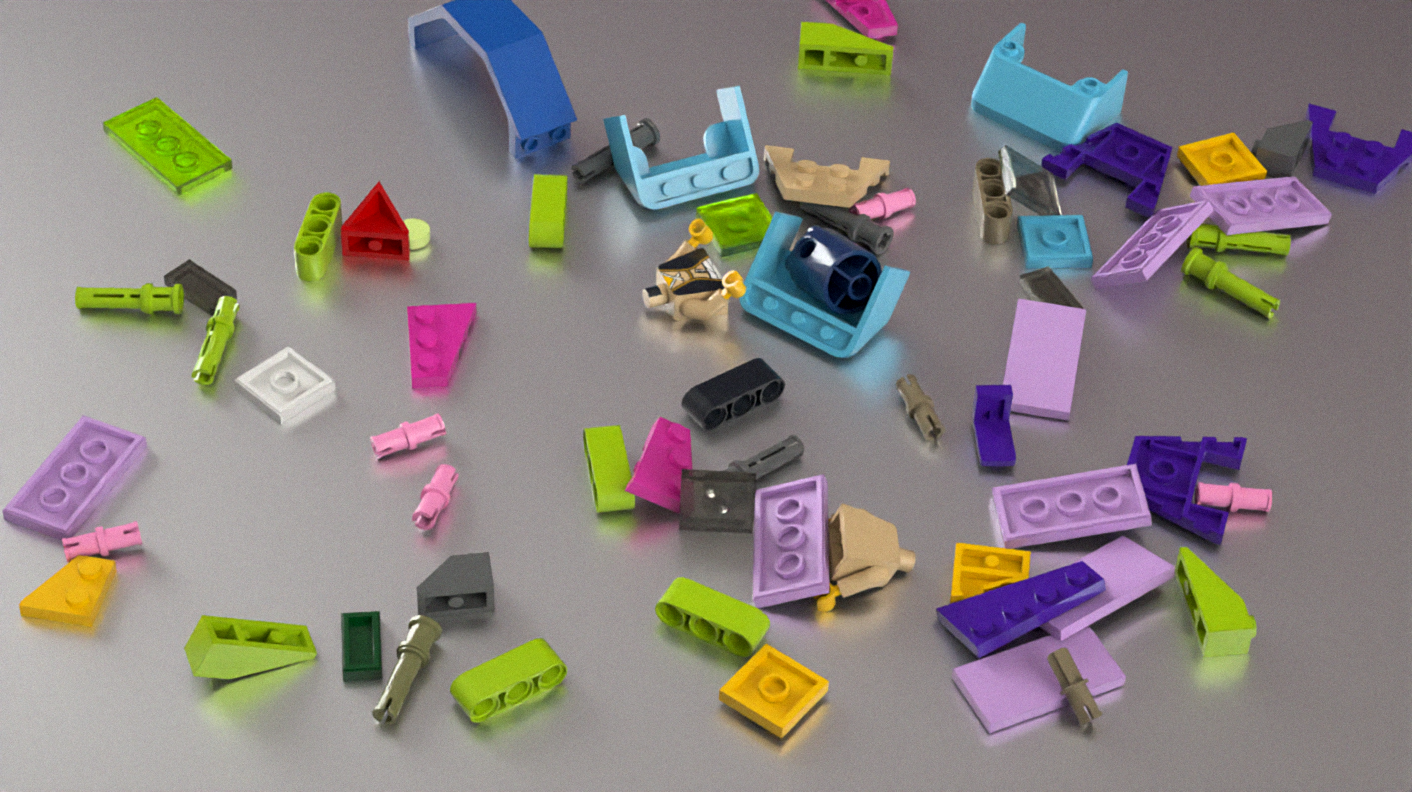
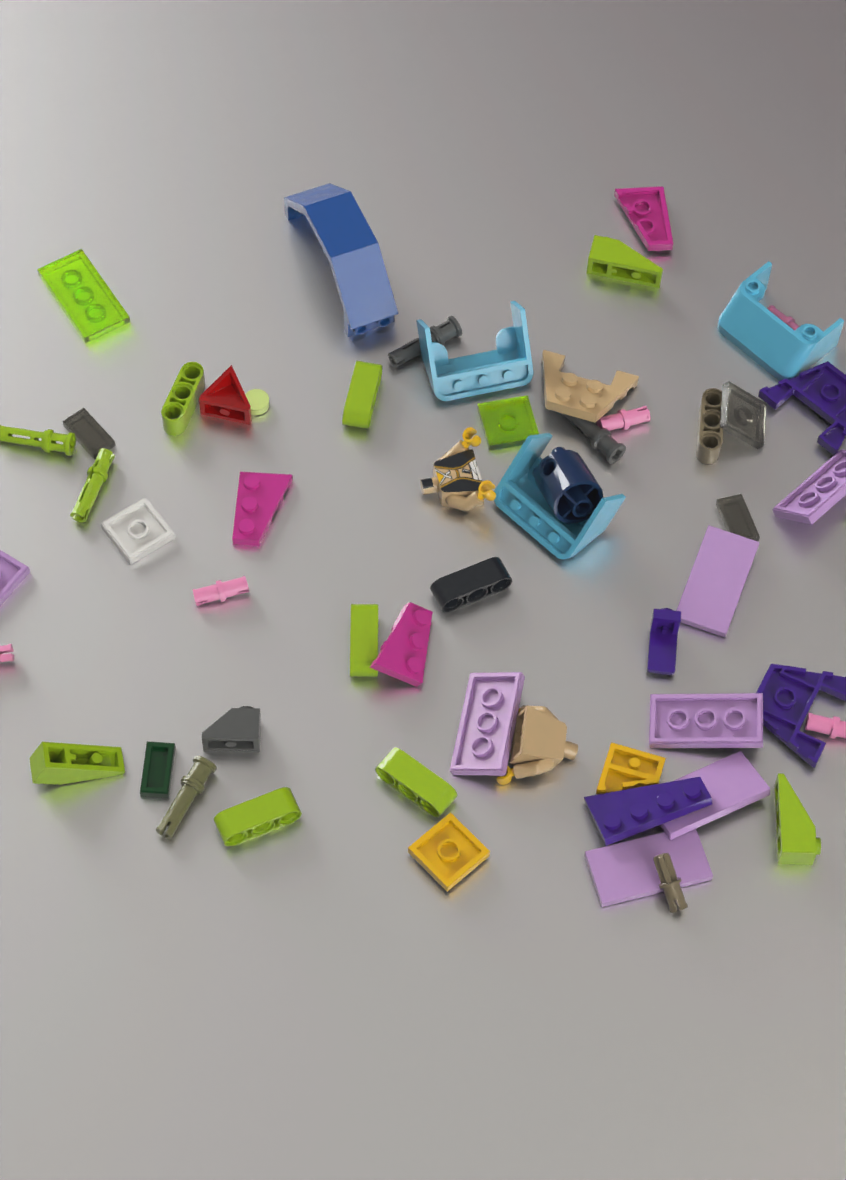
camera: 10 degrees right, 15 degrees up
(435, 497) = (231, 648): bright pink pin -> none
(717, 501) = (437, 685): clear smoke tile -> none
(770, 458) = (463, 658): dark grey pin -> none
(920, 407) = (611, 614): dark tan pin -> none
(1054, 241) = (752, 468): medium azure tile -> none

